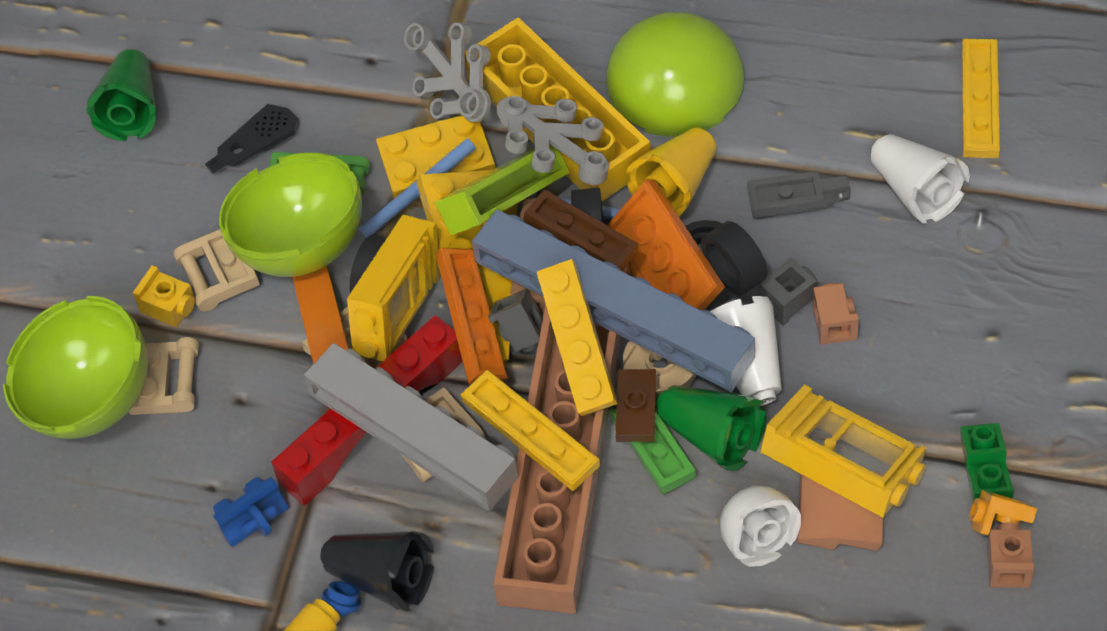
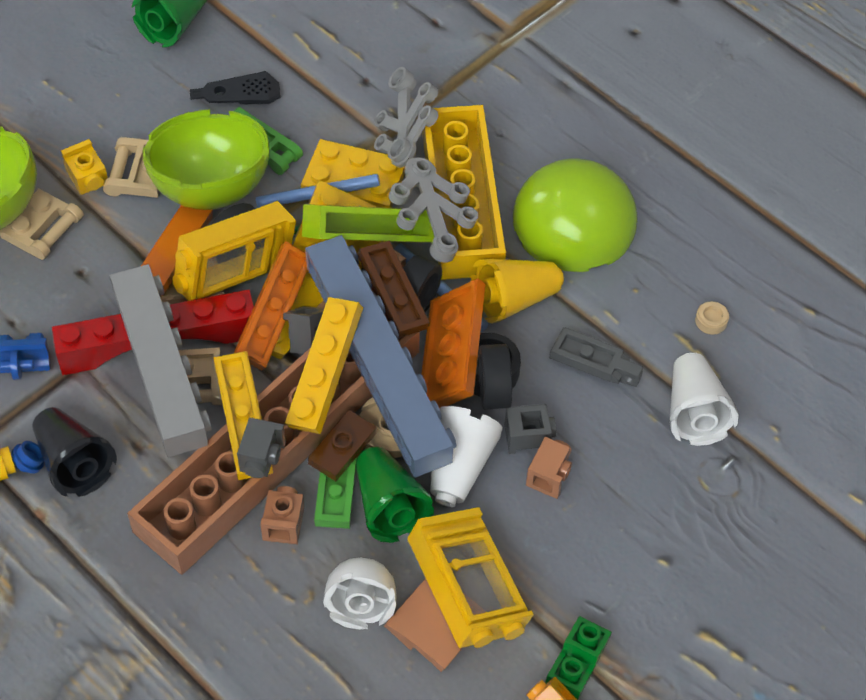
camera: 25 degrees right, 0 degrees up
(581, 445) = (260, 447): none -> dark grey brick
(628, 502) = (282, 515): none -> nougat brick
(868, 98) = (712, 318): none -> tan tile
(980, 98) = (801, 369): yellow tile -> none

